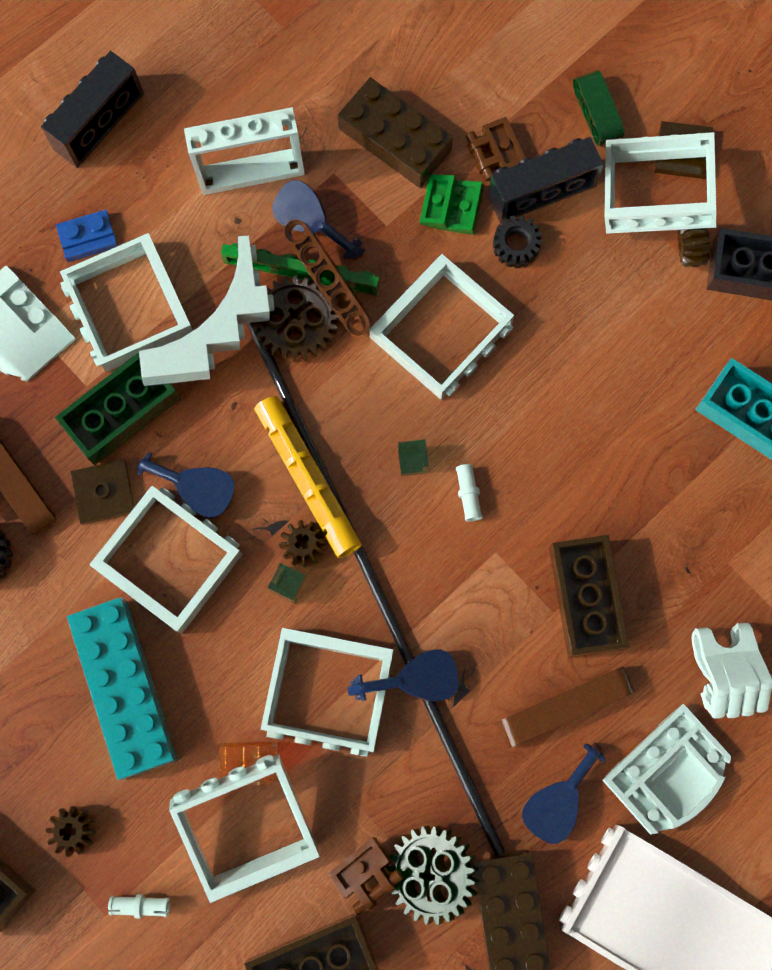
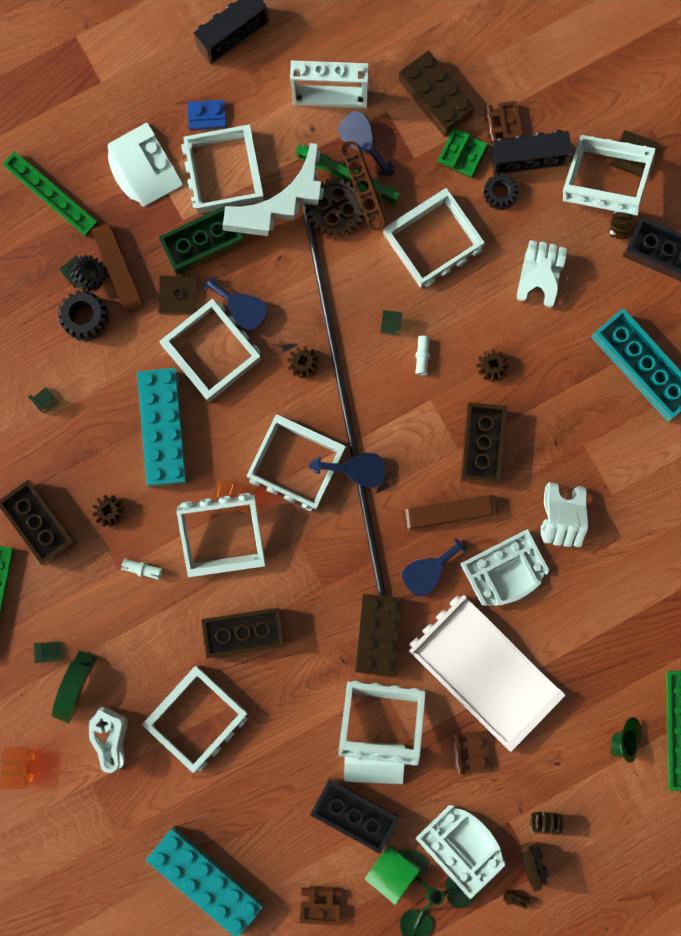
camera: 15 degrees right, 5 degrees up
(286, 583) = (286, 385): clear green panel -> none
(307, 477) = (317, 318): yellow piece -> none
(359, 869) = (290, 580): reddish brown plate -> none
(456, 879) = (320, 590): gear -> none
(578, 490) = (486, 367): none -> dark brown gear
(598, 107) = (582, 109): dark green beam -> none
(603, 333) = (542, 270): none -> light aqua piece

